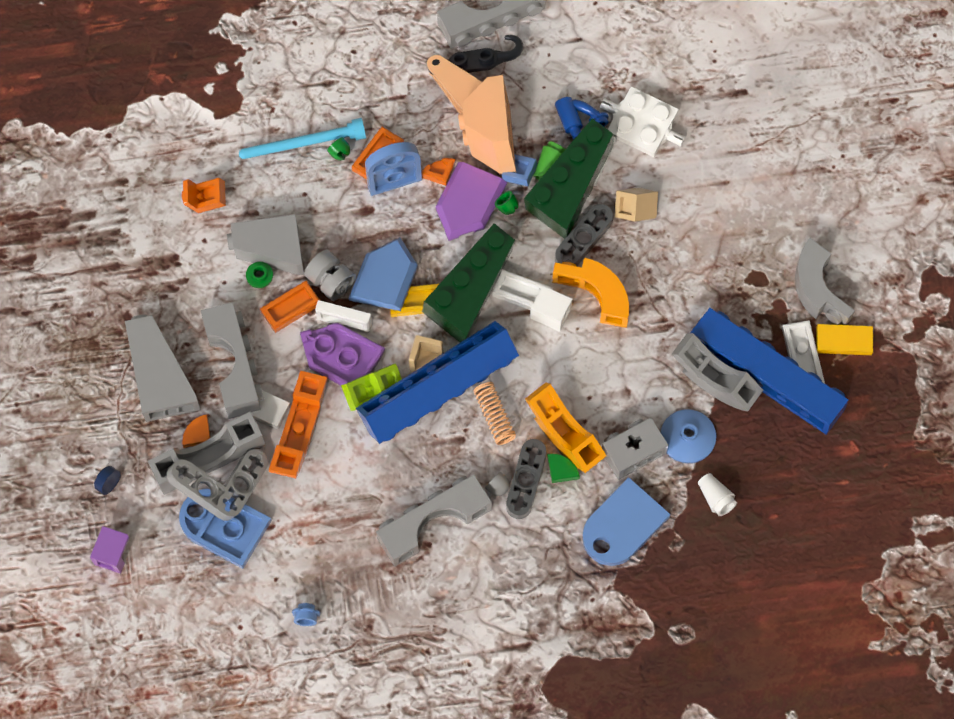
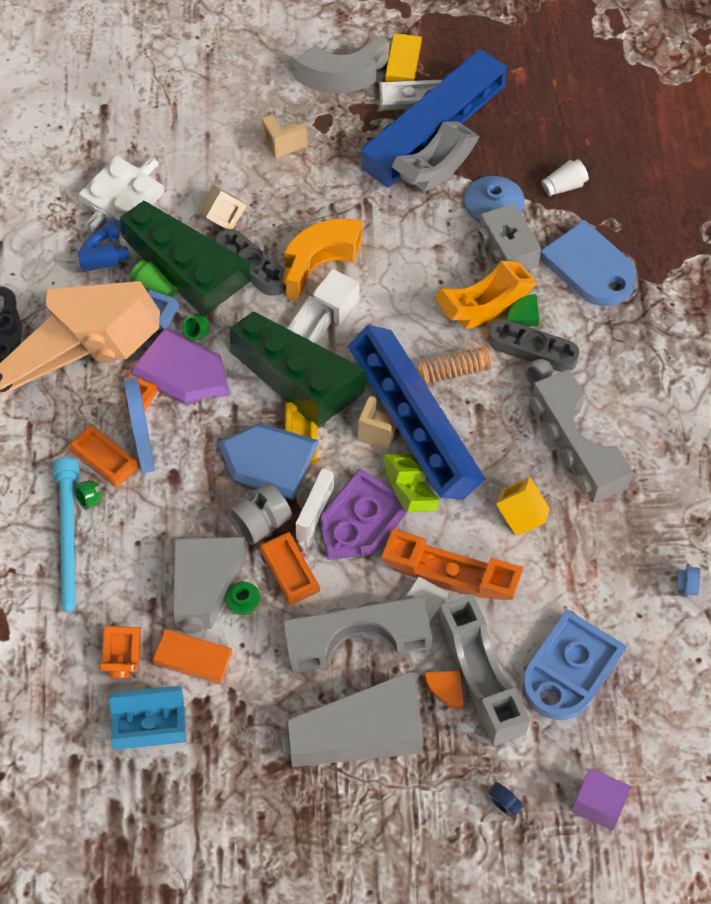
camera: 85 degrees left, 10 degrees down
(152, 222) = (147, 717): none -> dark azure bracket
(208, 247) = (192, 656): none -> orange tile
(219, 493) = (546, 647): light grey beam -> none
(361, 478) = (523, 506): none -> yellow panel
(727, 244) = (283, 139): none -> tan panel

